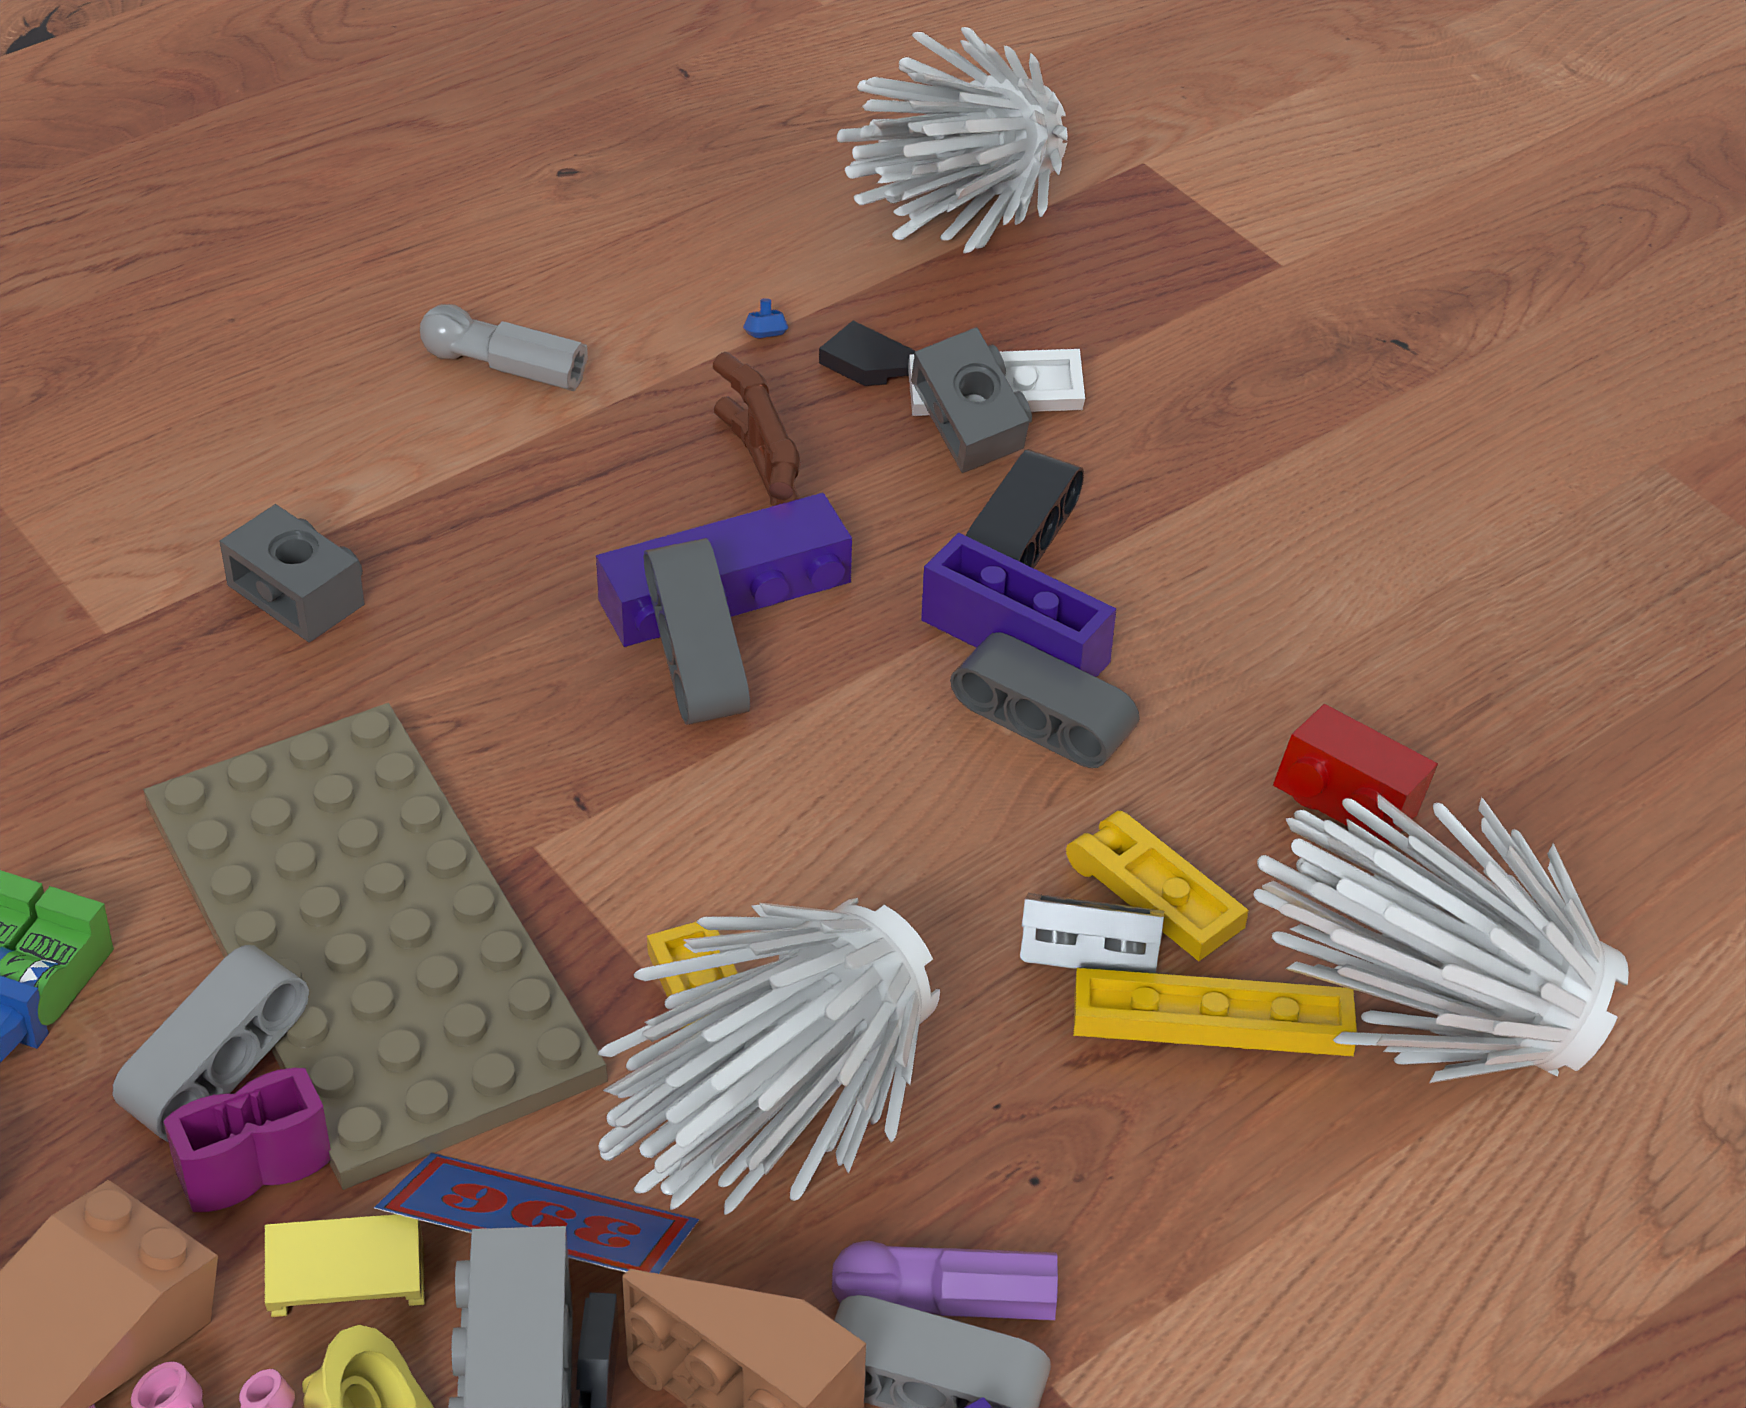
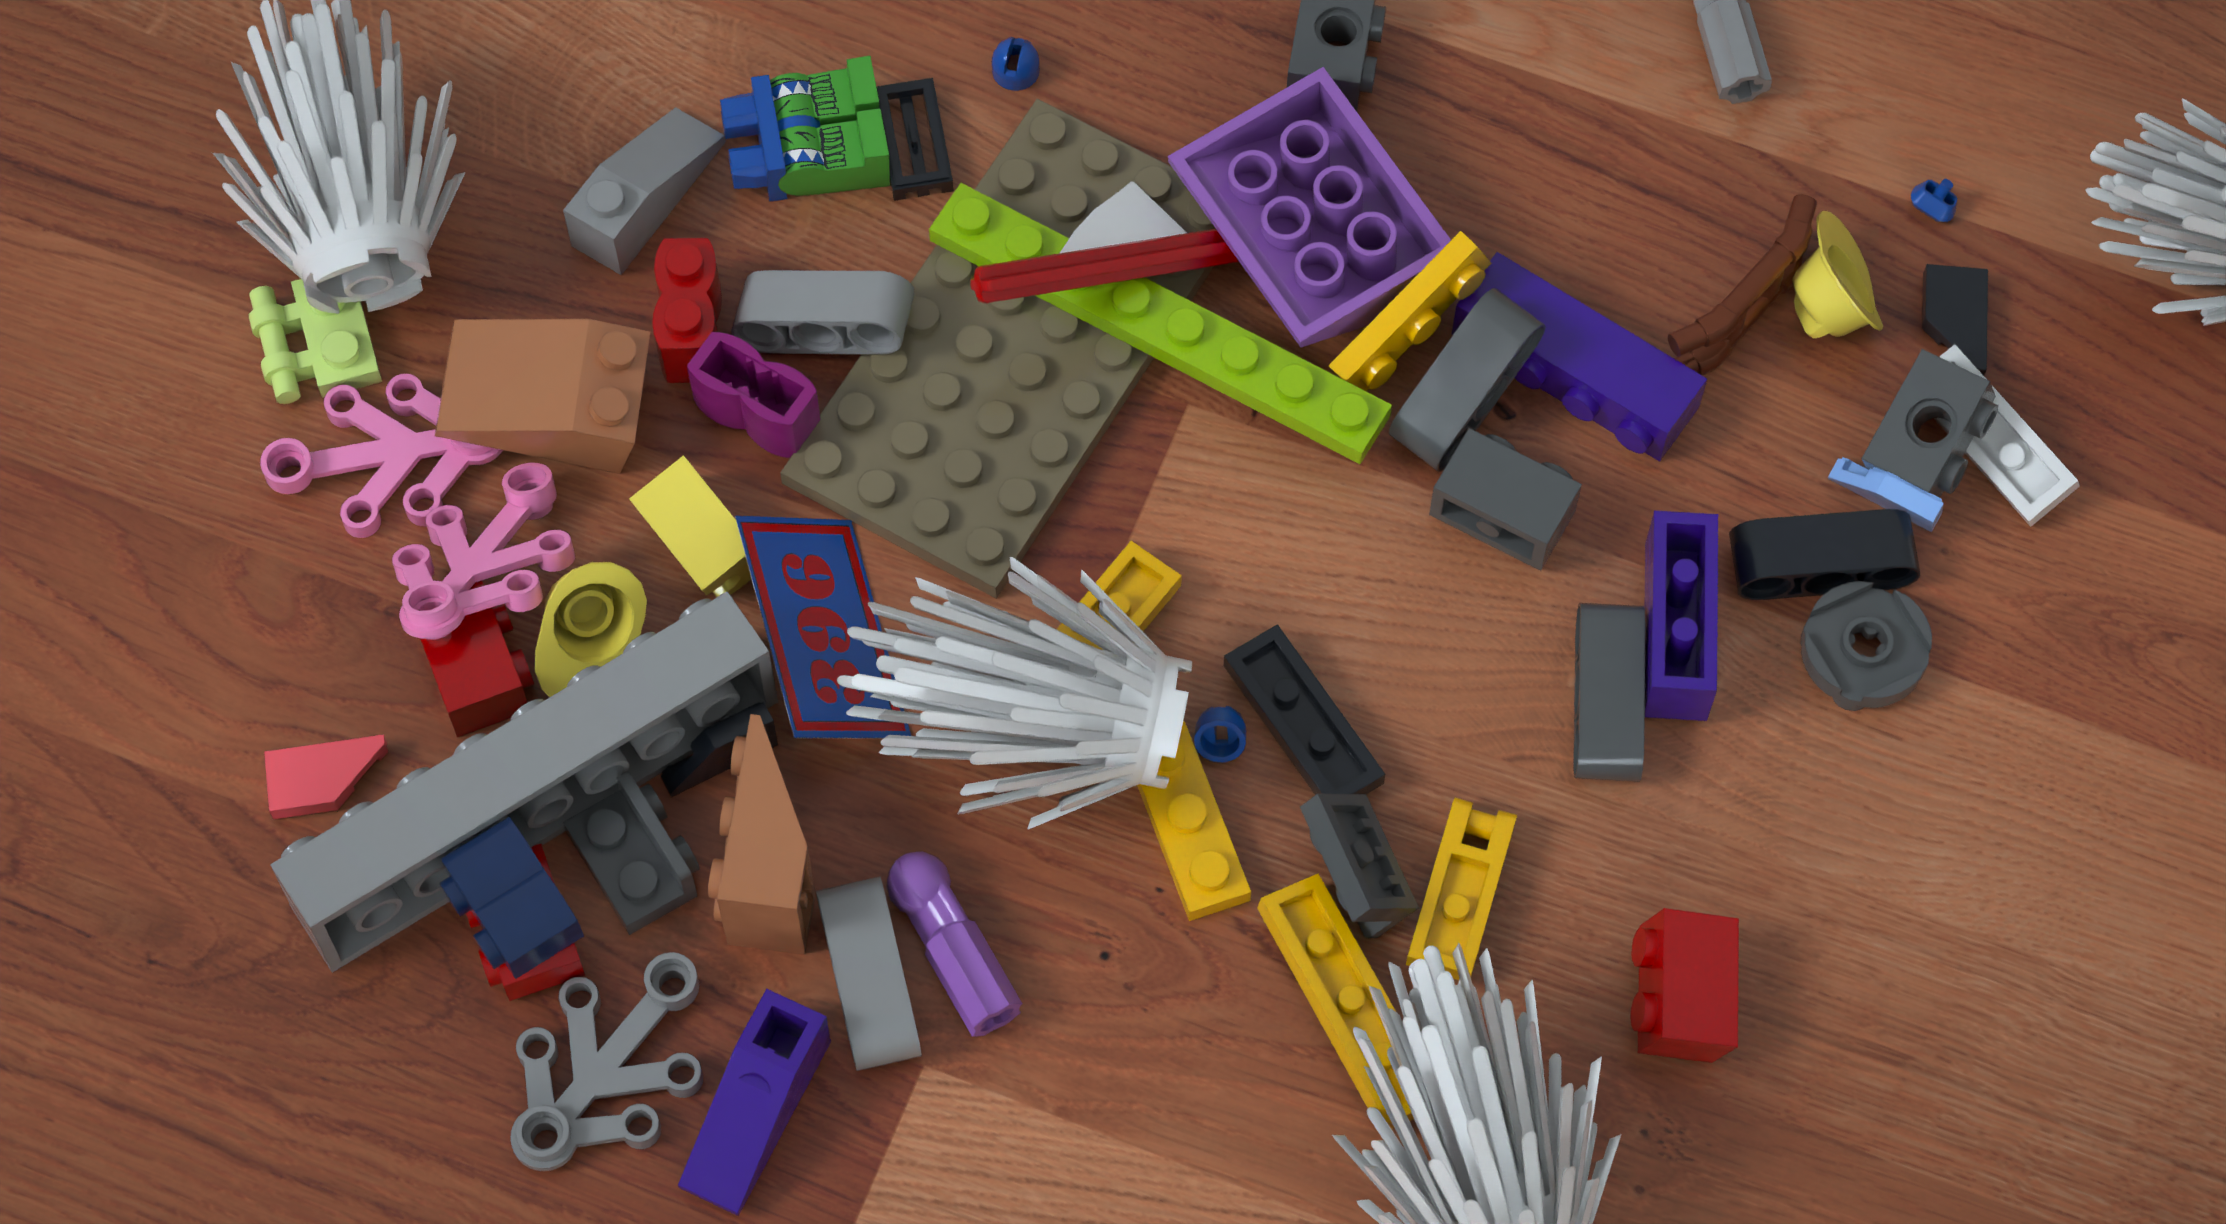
camera: 60 degrees right, 20 degrees up
(78, 798) = (1027, 67): none -> blue hinge
(85, 1143) = (686, 303): none -> red brick
(91, 883) = (920, 180): none -> black tile
(347, 779) = (1123, 219): none -> white sticker
(388, 777) = (1100, 266): none -> red axle
(444, 807) = (1176, 331): none -> lime plate
(449, 639) = (1312, 208): none -> medium lavender slope
(609, 633) = (1412, 314): none -> yellow plate
(808, 397) = (1834, 284): none -> light yellow piece
(821, 669) = (1505, 498): none -> dark grey brick
(935, 905) = (1302, 716): none -> black plate
(985, 1053) = (1194, 835): none -> yellow plate
(997, 457) = (1888, 491): none -> light blue tile
(1137, 558) = (1854, 678): none -> dark grey plate

